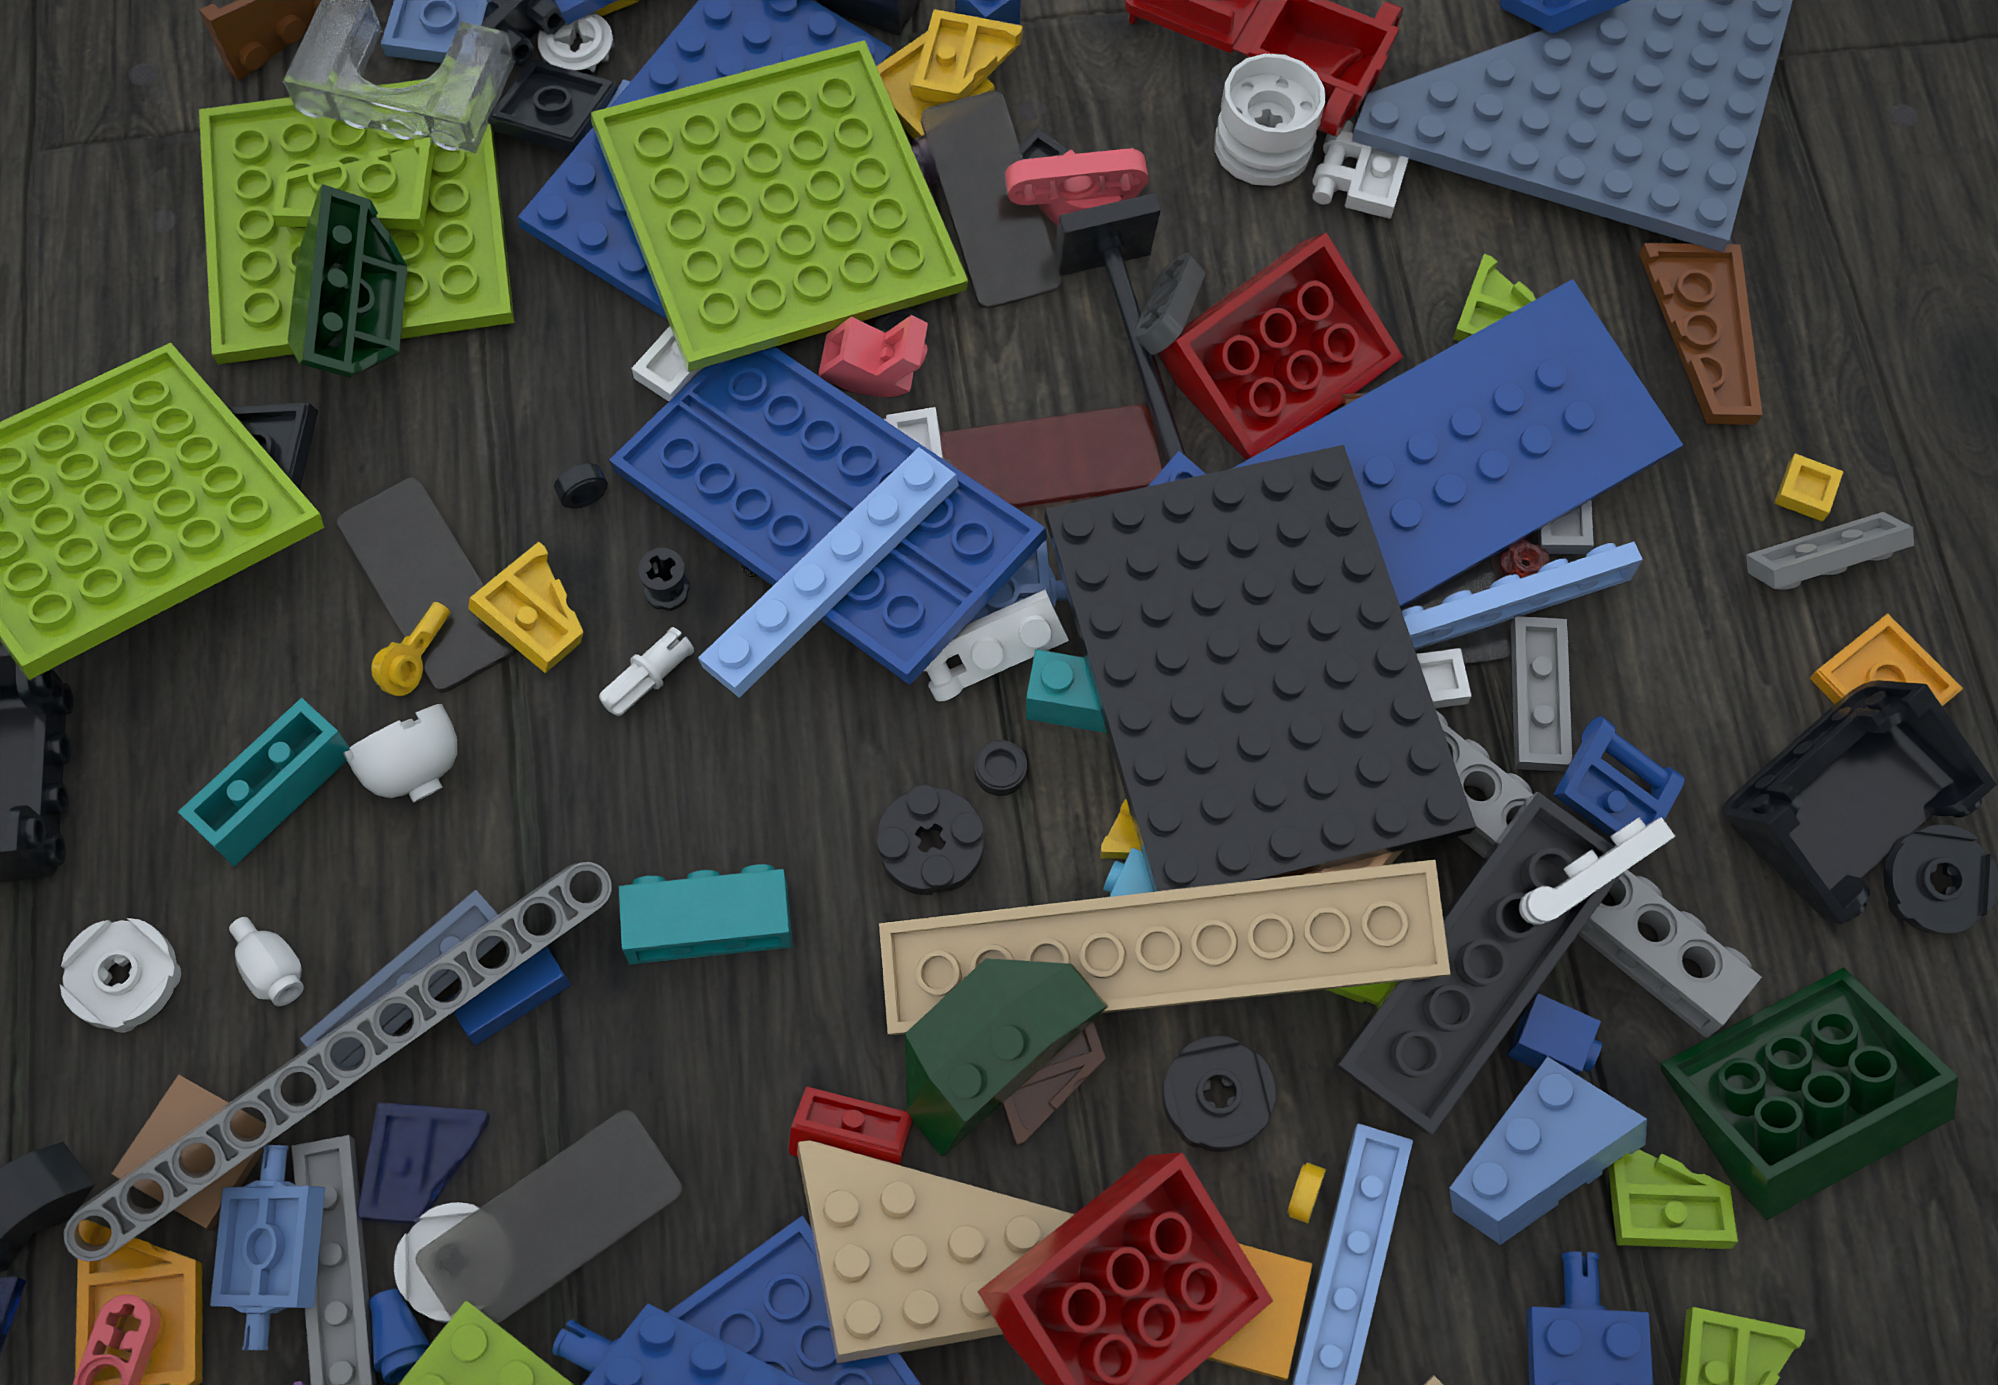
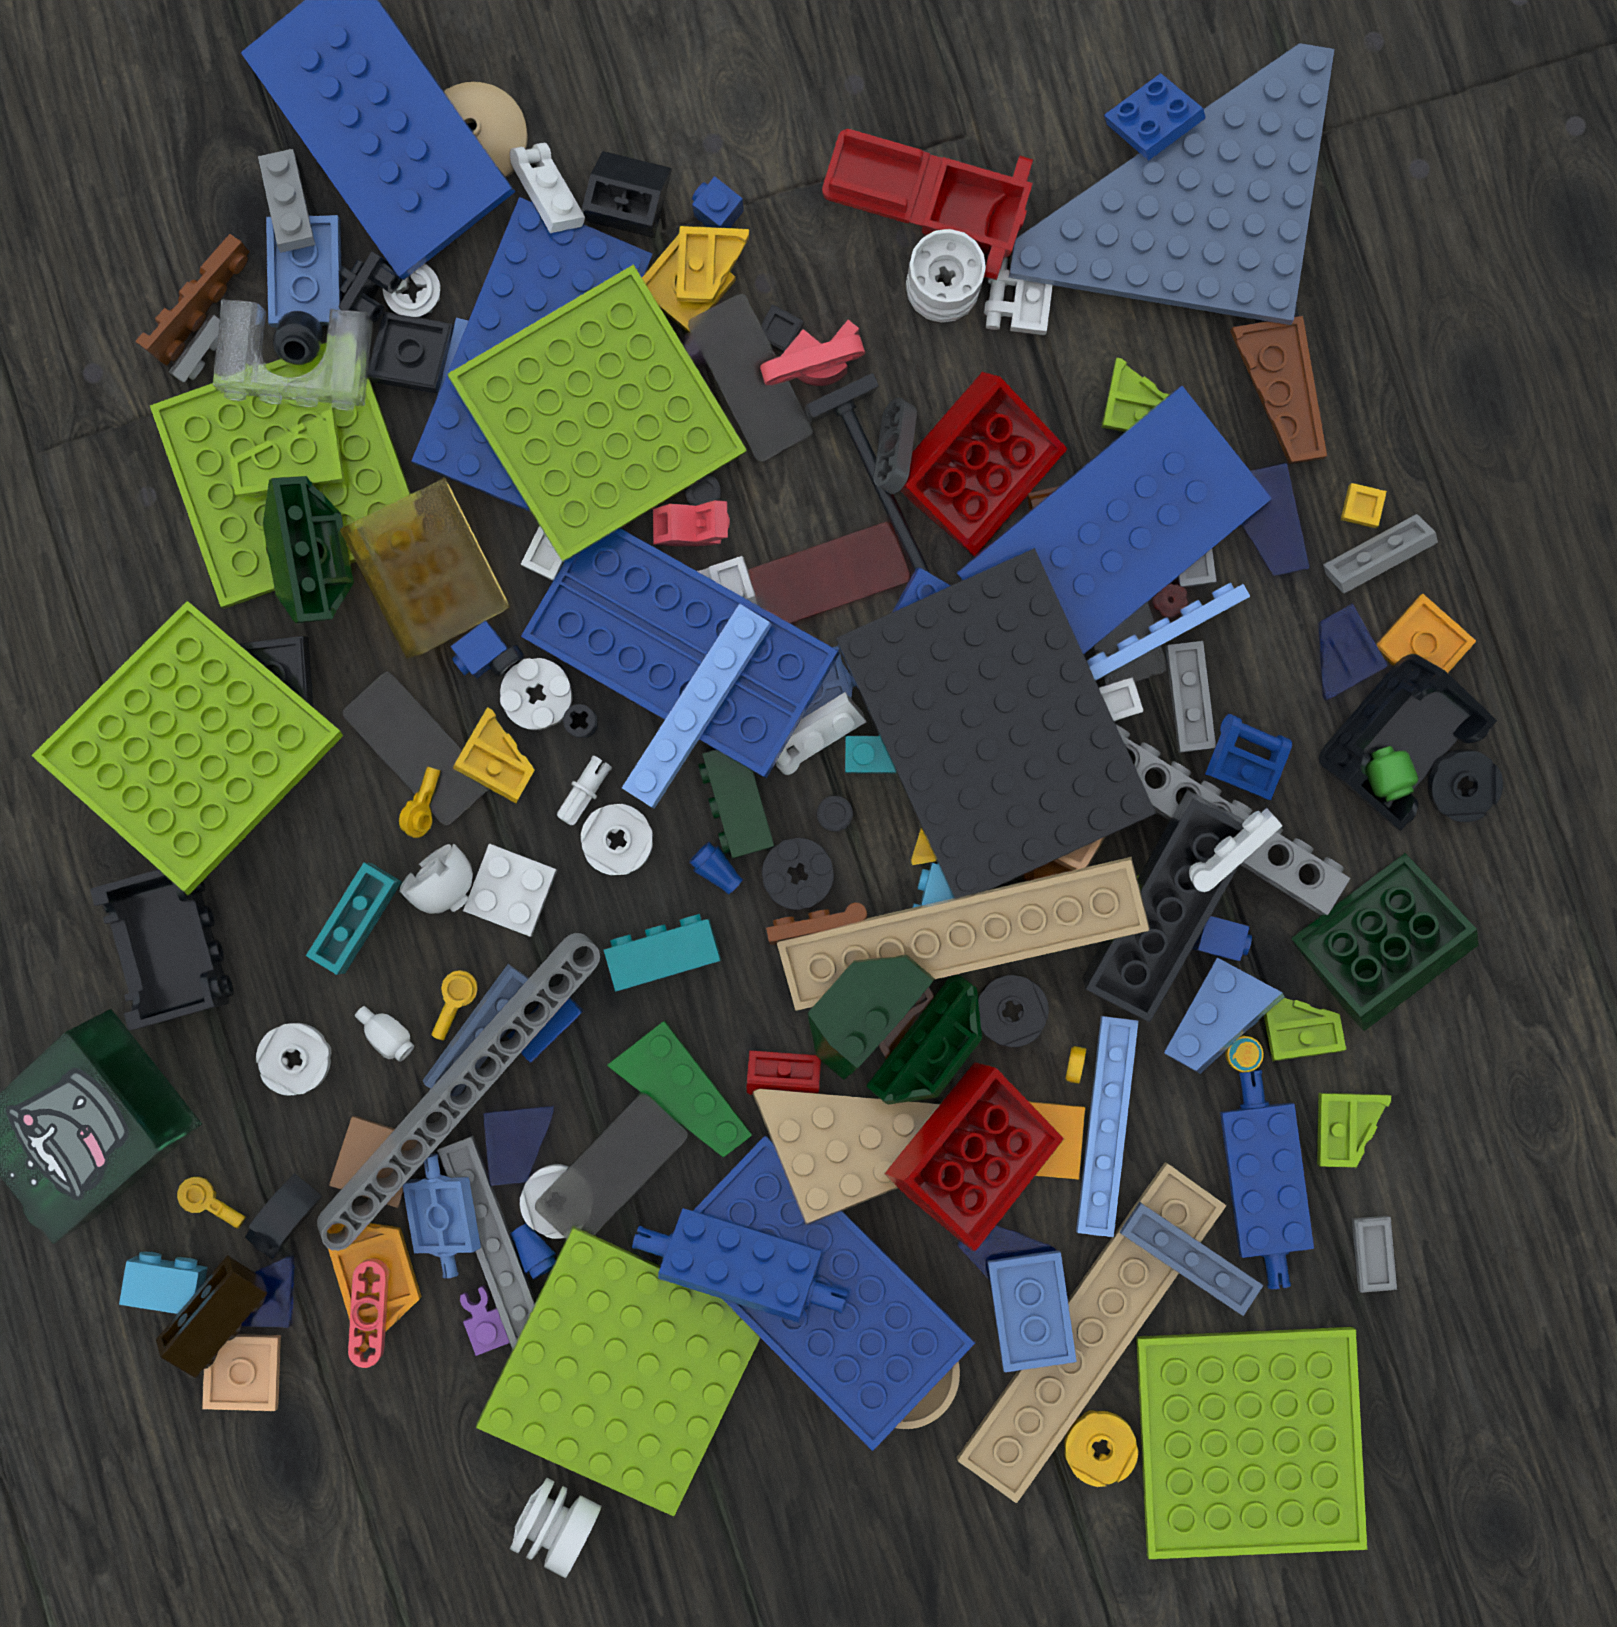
camera: 10 degrees left, 20 degrees up
(269, 68) = (190, 362): none -> light grey plate
(390, 919) = (457, 990): none -> yellow plate
(410, 54) = (297, 337): none -> black head
(498, 347) = (425, 568): none -> clear yellow slope
(506, 792) = (510, 890): none -> white plate
(541, 461) = (478, 650): none -> blue brick
(604, 512) = (516, 699): none -> white plate
(678, 776) = (612, 819): none -> white plate
(692, 1125) = (675, 1080): none -> green wing
(811, 809) = (715, 867): none -> blue cone
(861, 725) = (737, 804): none -> dark green brick
(902, 906) = (818, 921): none -> dark orange plate
(1088, 1115) = (932, 1046): none -> dark green wedge
(1573, 1226) = (1245, 1054): none -> yellow tile
(1684, 494) = (1276, 525): none -> clear blue wing
(1773, 671) = (1346, 652): none -> clear blue wing
(1833, 839) = (1391, 774): none -> bright green head

